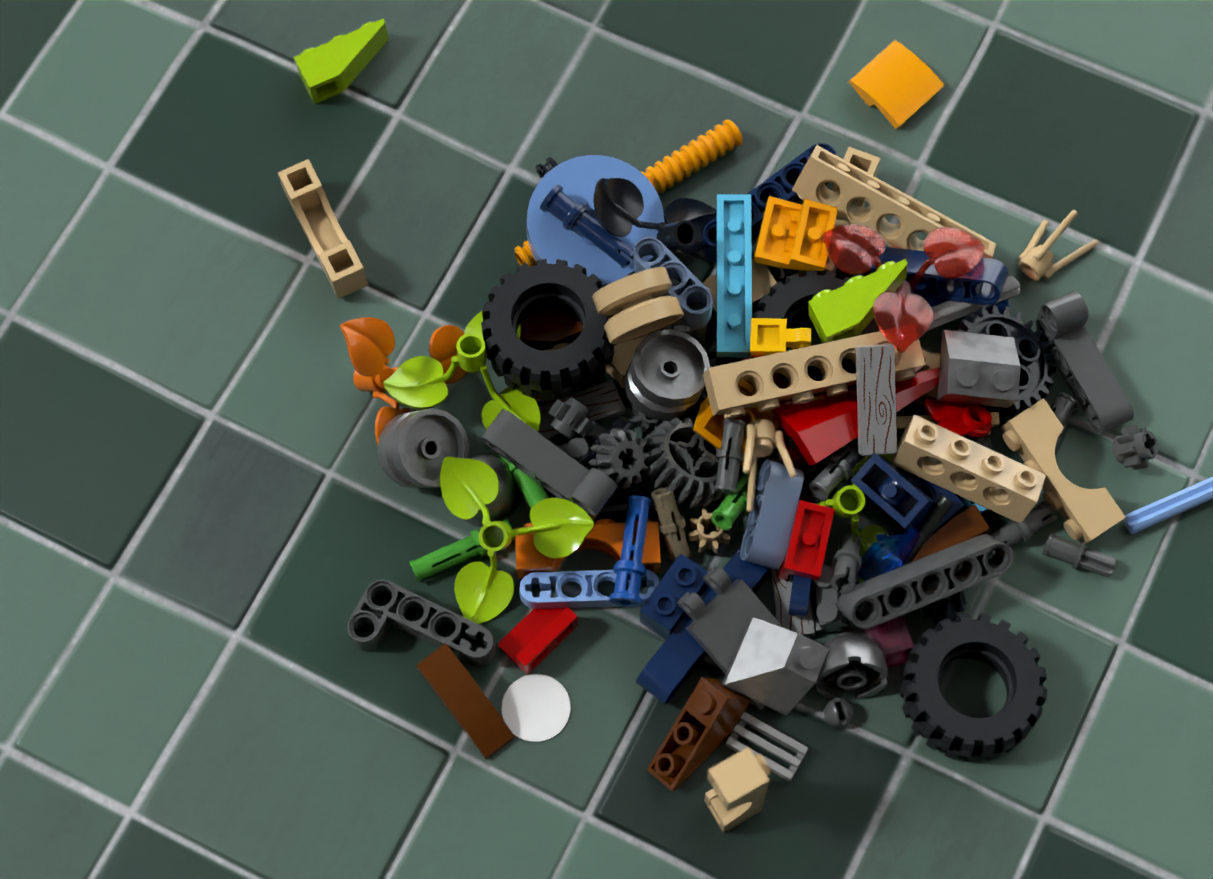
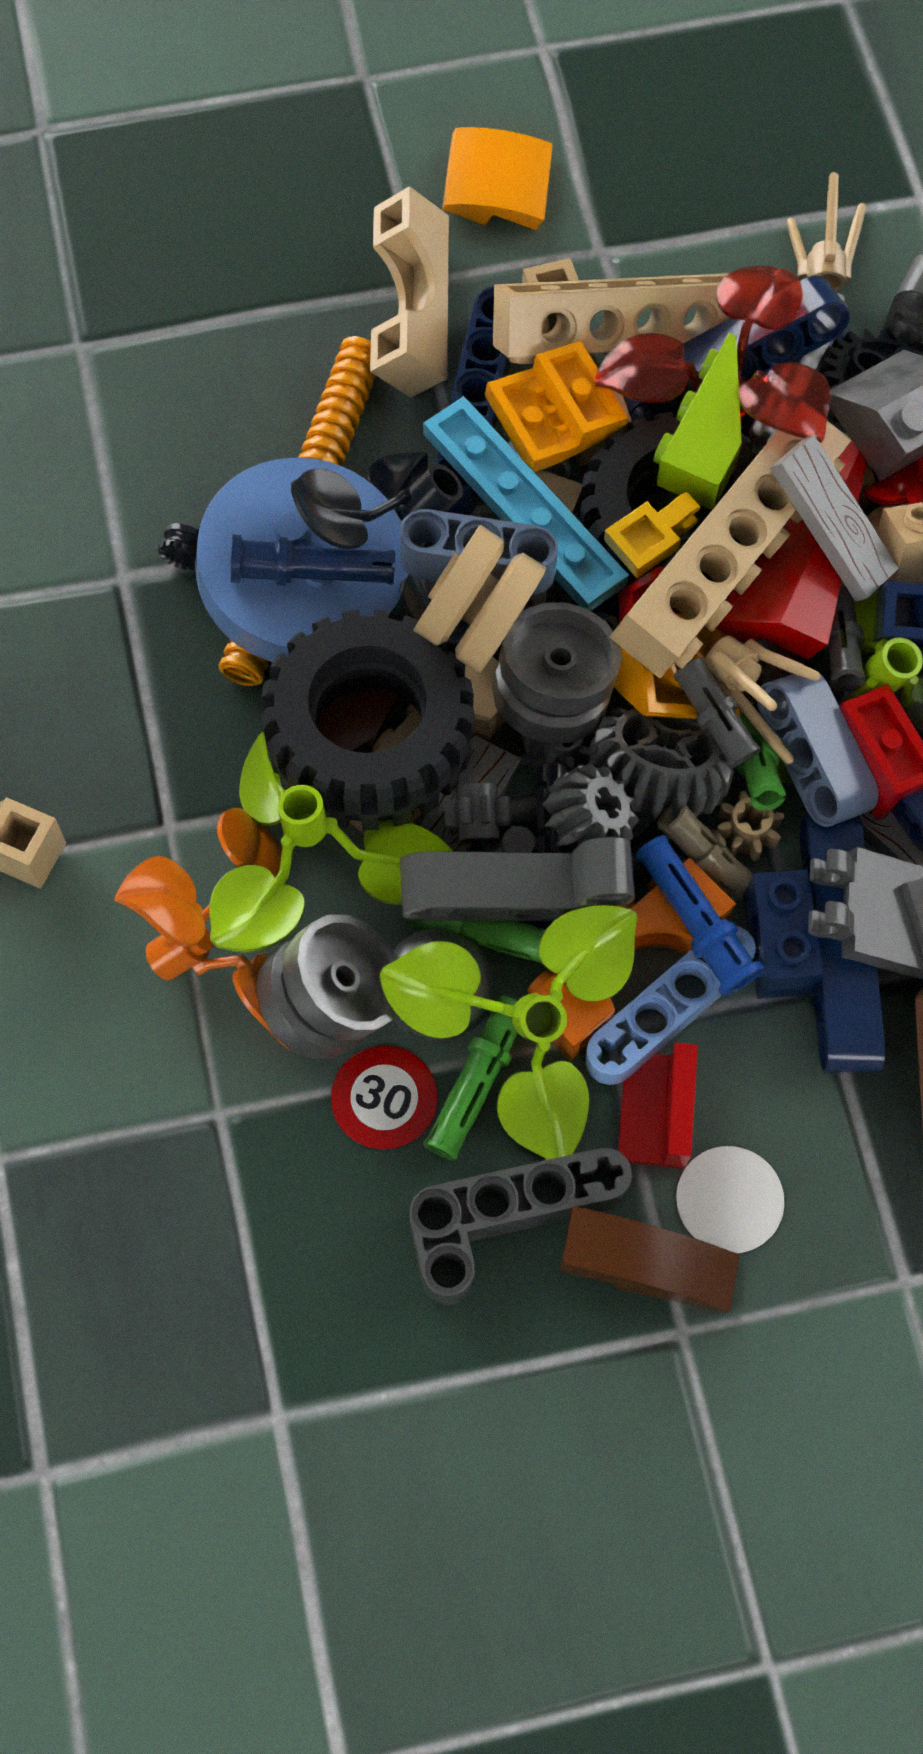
camera: 45 degrees left, 0 degrees up
(413, 526) = (384, 1097): none -> red sticker
(810, 90) = (414, 245): none -> tan arch

